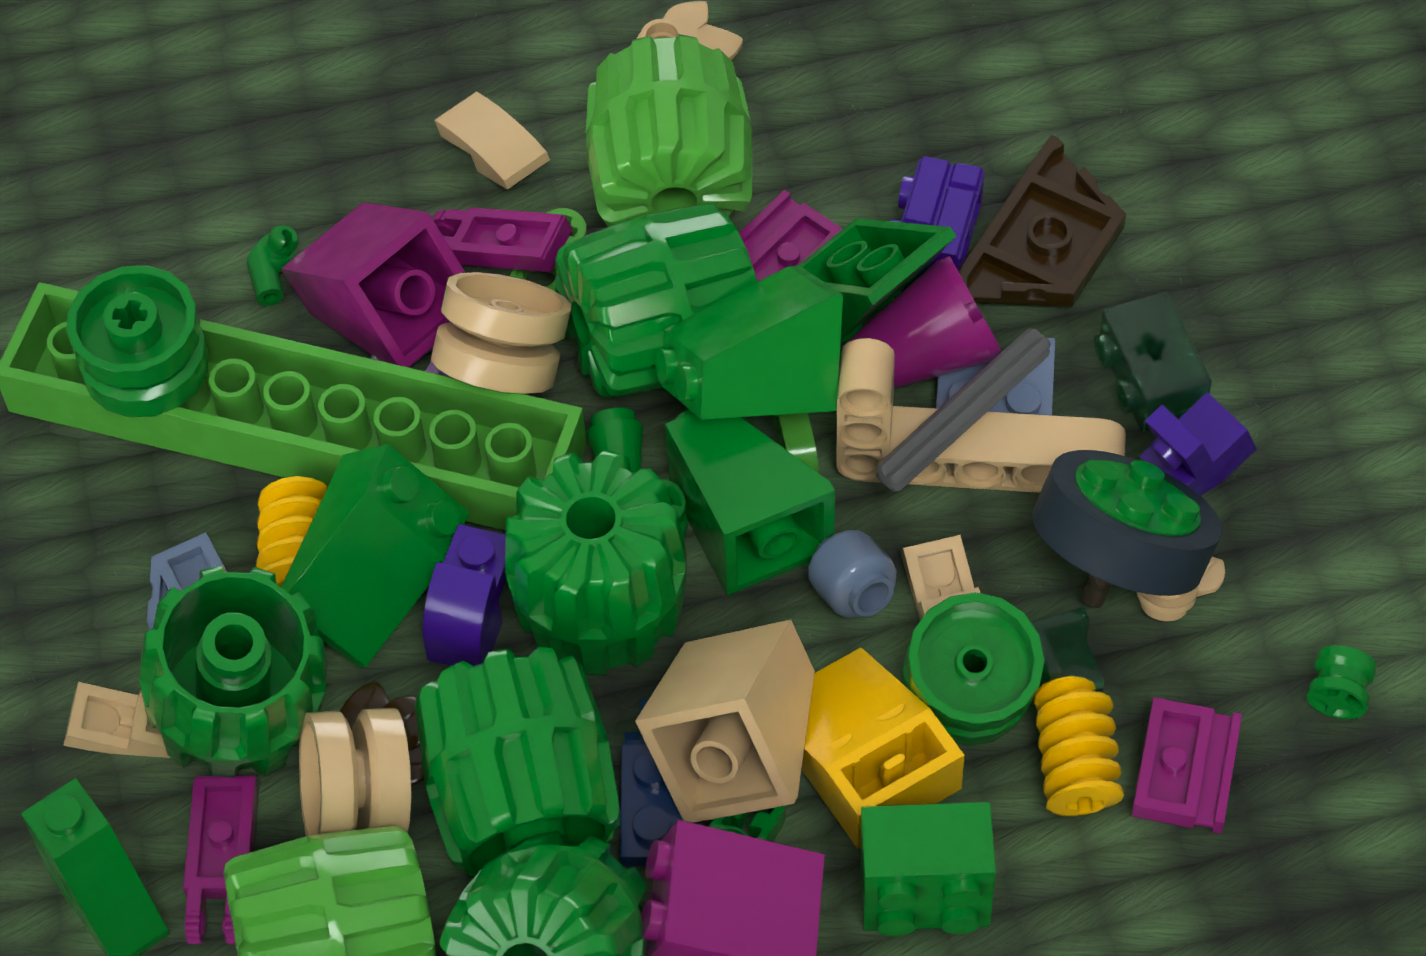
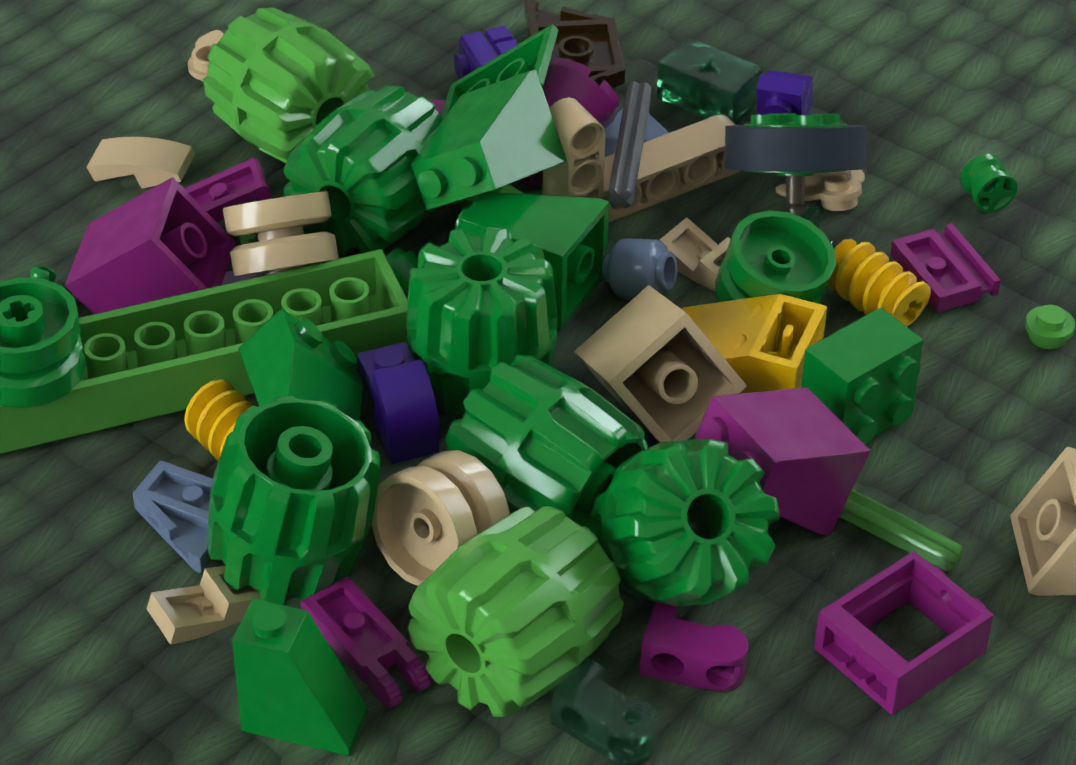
camera: 40 degrees left, 15 degrees down
(1235, 910) = (1049, 326): none -> bright green plate

